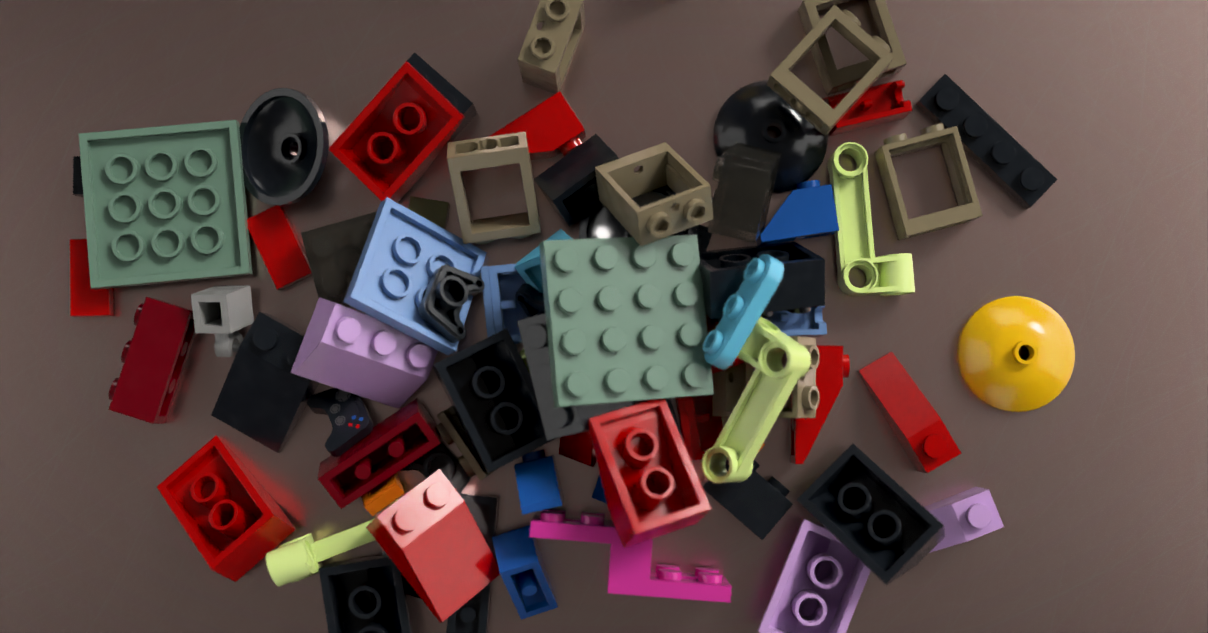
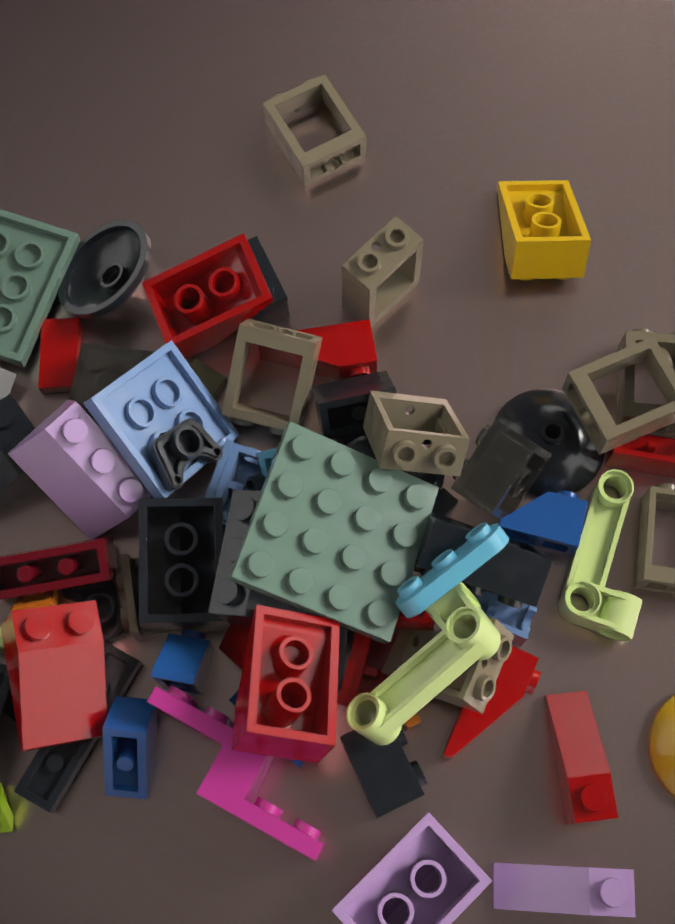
camera: 25 degrees right, 15 degrees down
(347, 415) = (39, 525): black piece -> none
(872, 515) = (502, 841): black slope -> none

